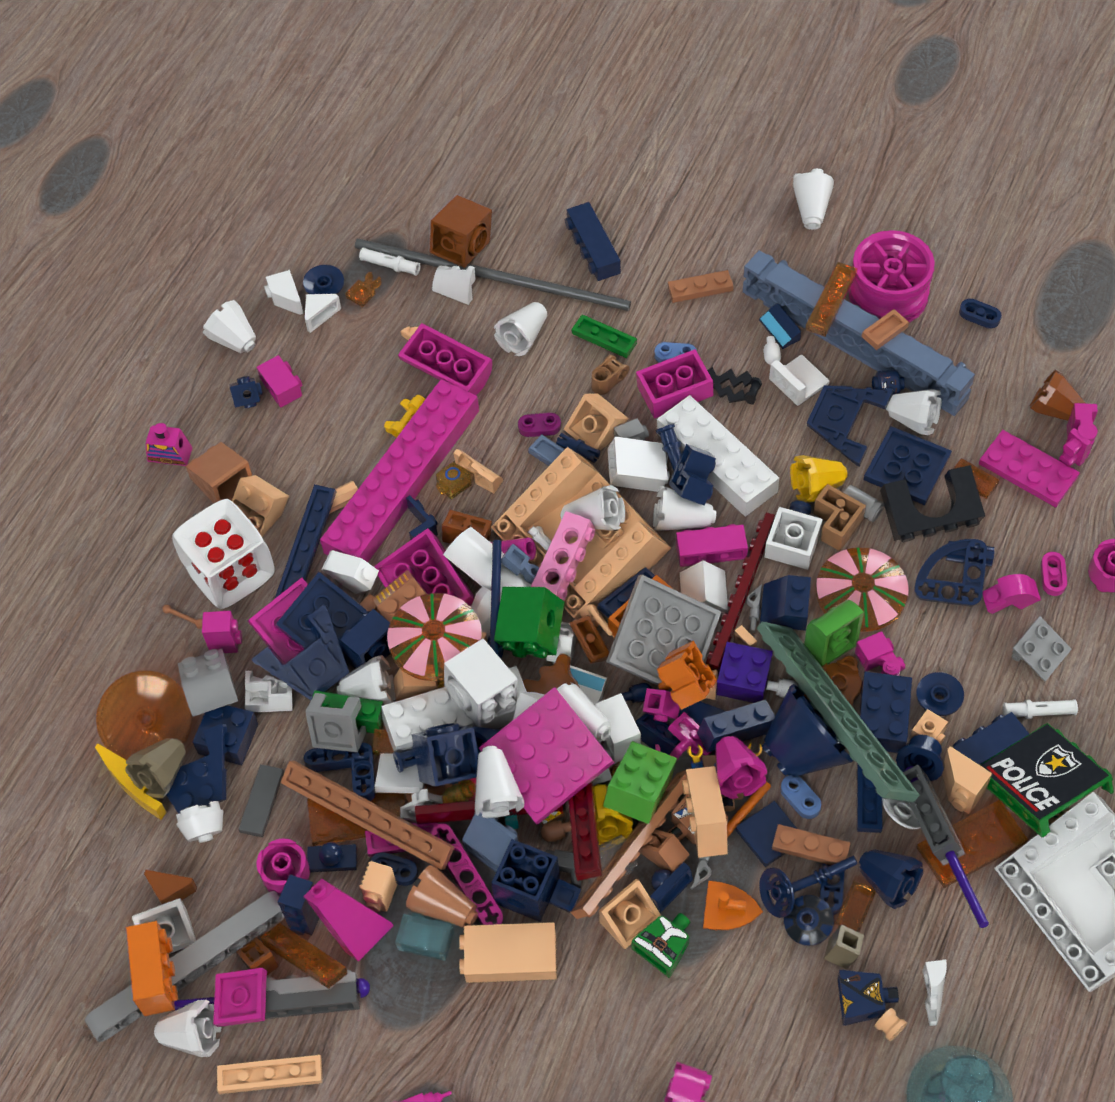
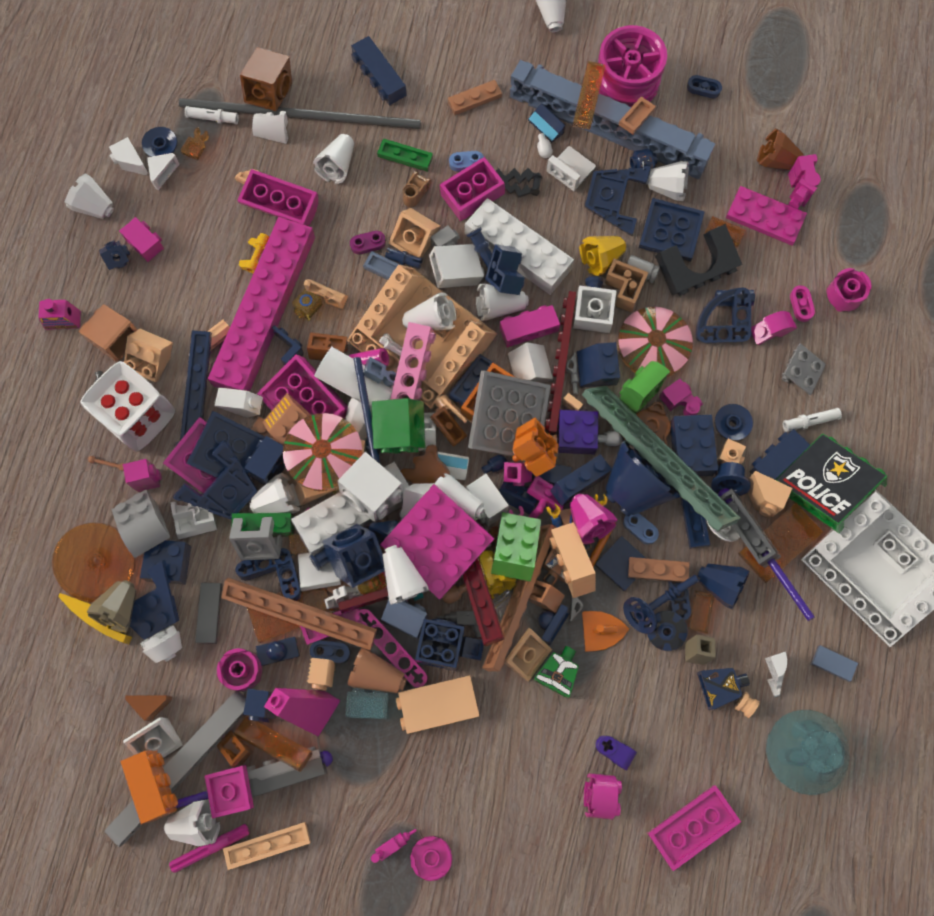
camera: 15 degrees left, 15 degrees up
(200, 1064) = (203, 851): none -> dark pink axle
(718, 1050) = (618, 753): none -> dark purple piece
(1013, 998) = (834, 663): none -> sand blue tile

